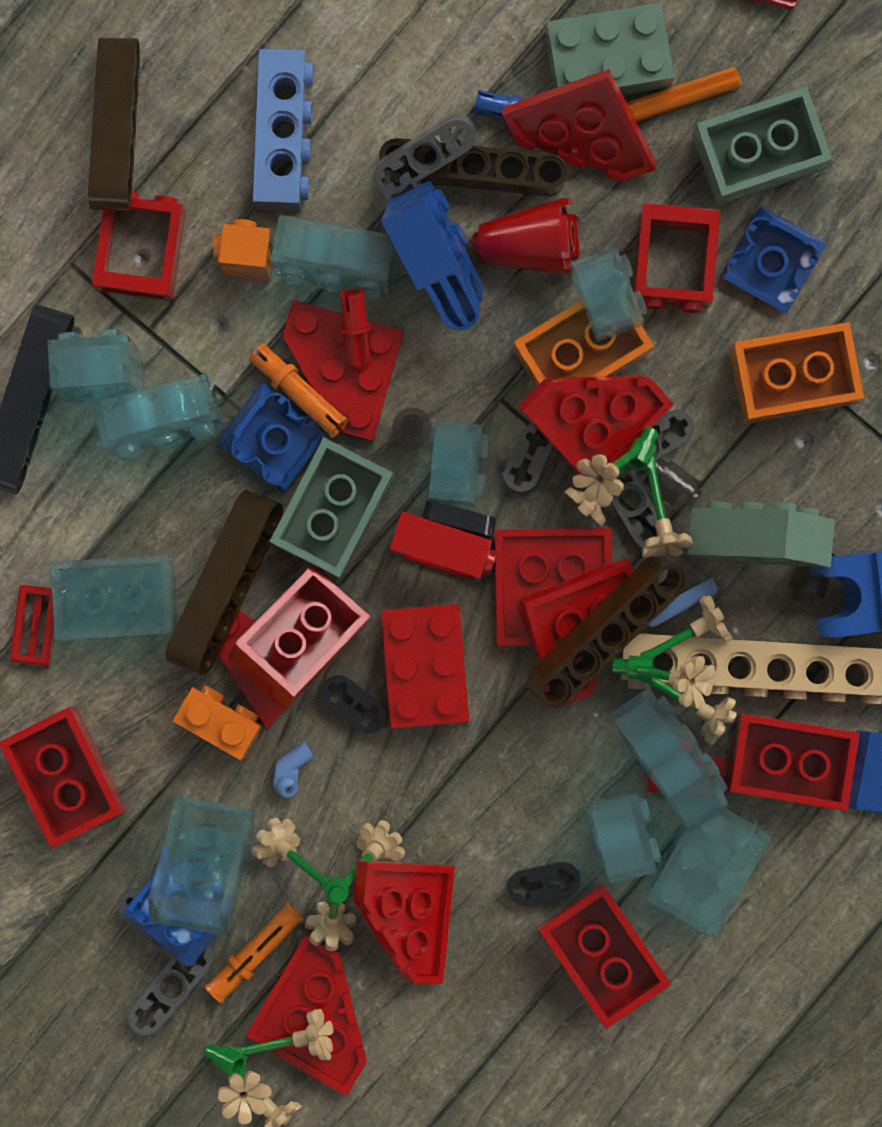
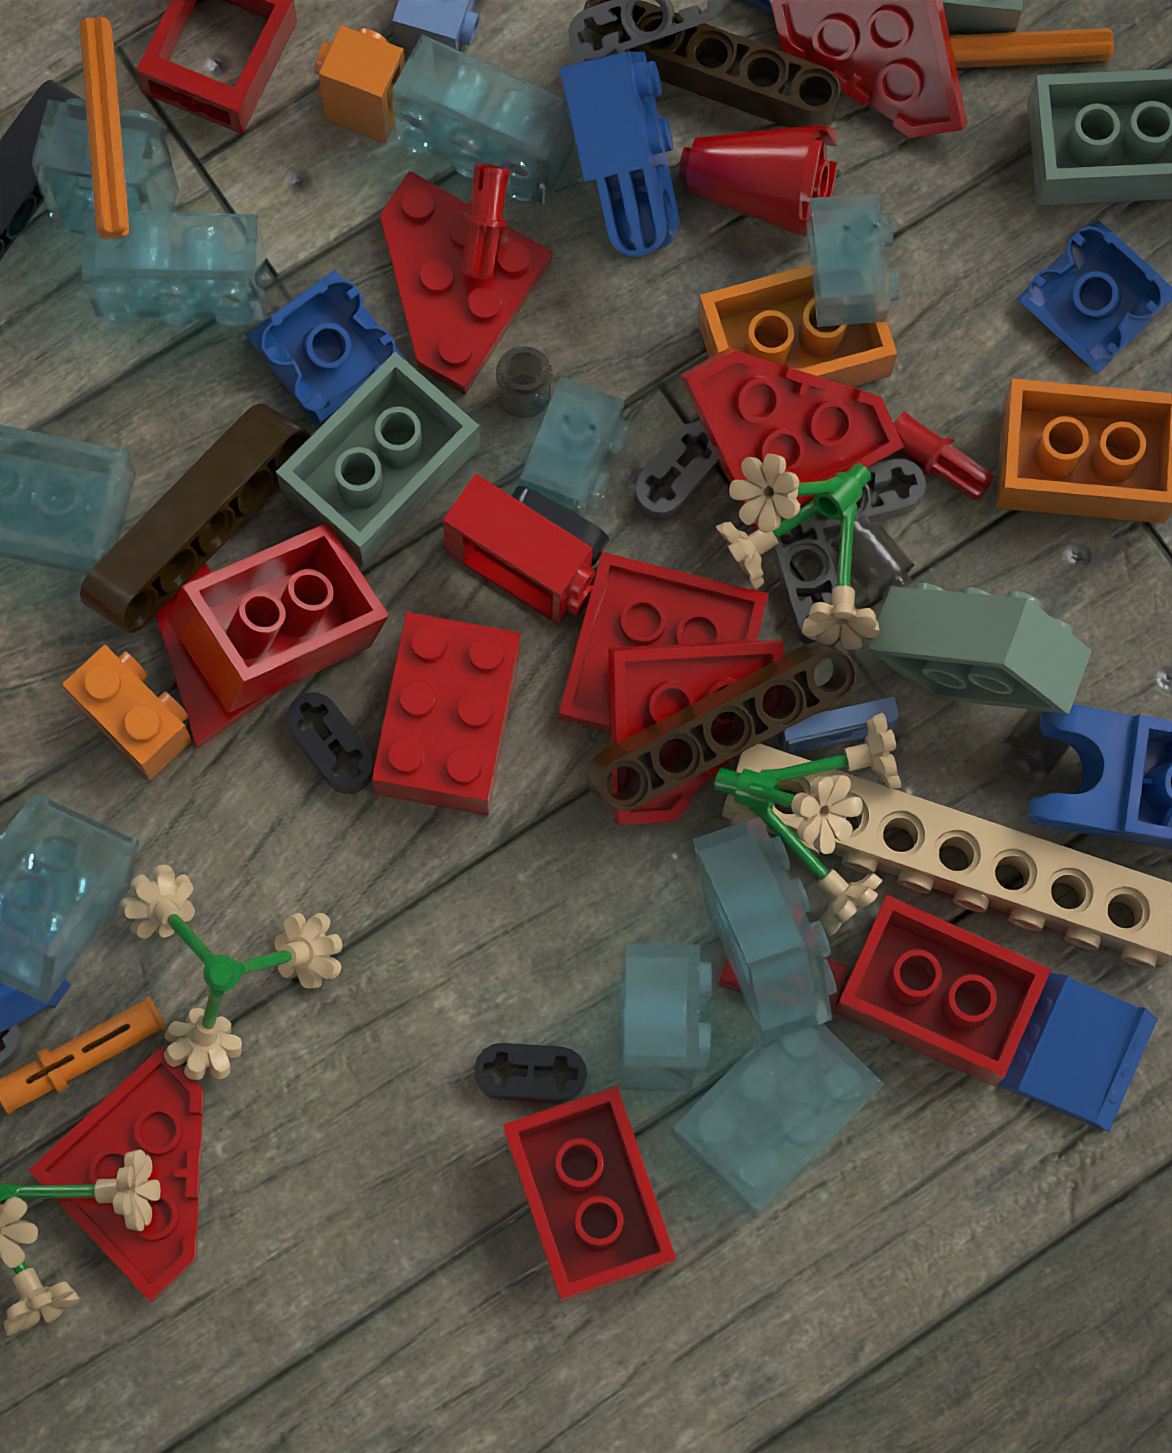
camera: 10 degrees right, 10 degrees down
(92, 352) = (104, 128): none -> orange axle
(286, 379) = (369, 273): orange pin -> none
(287, 768) = (207, 807): medium blue arm -> none
(408, 914) = (319, 1053): red plate -> none
(681, 219) = (983, 207): red window -> none
(699, 401) = (942, 458): none -> red axle

